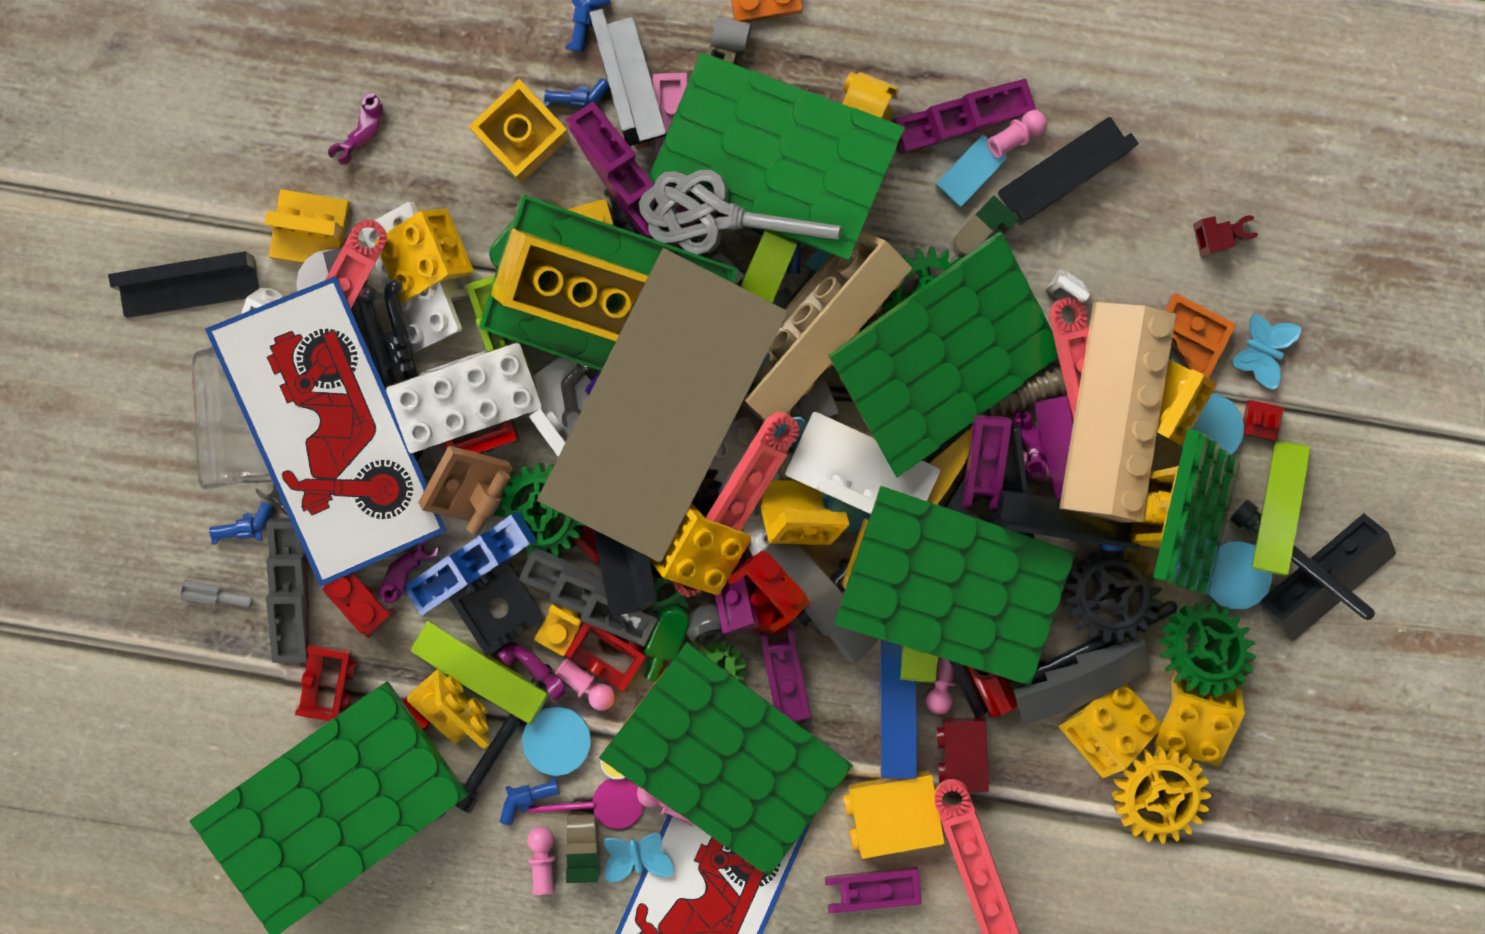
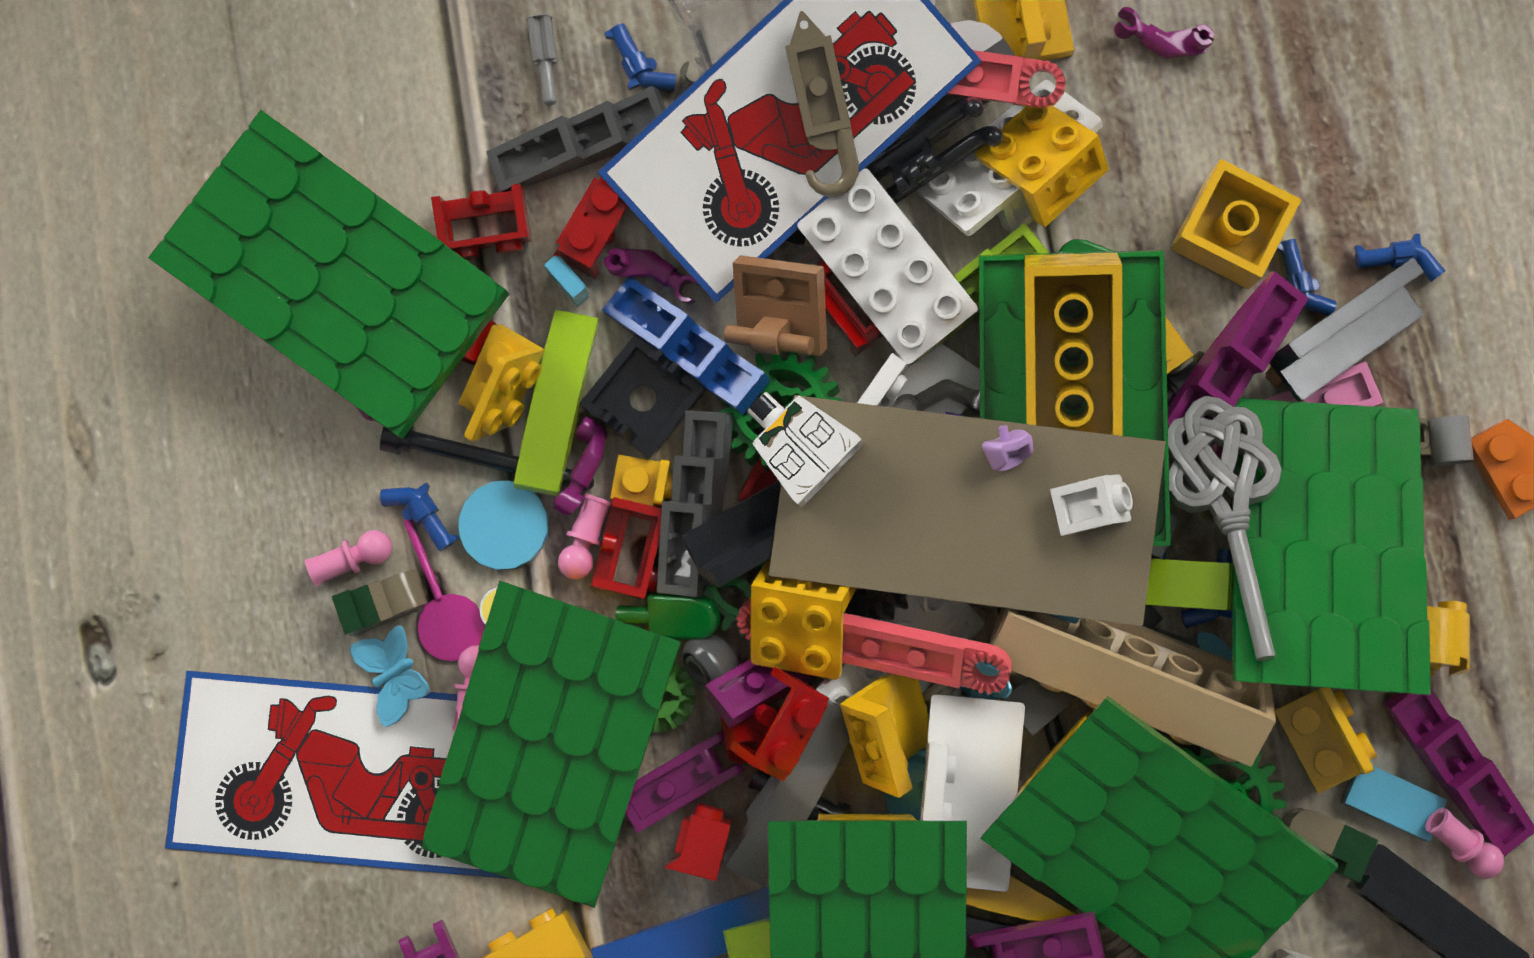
camera: 70 degrees right, 5 degrees down
(327, 405) = (822, 103): none -> dark tan plate
(391, 634) = (567, 280): none -> medium azure tile
(575, 508) = (801, 444): none -> white torso
(629, 361) = (1008, 449): none -> lavender piece
(689, 316) = (1092, 504): none -> white bracket
(833, 673) = (701, 842): none -> red window
(911, 206) = (1325, 739): none -> yellow bracket

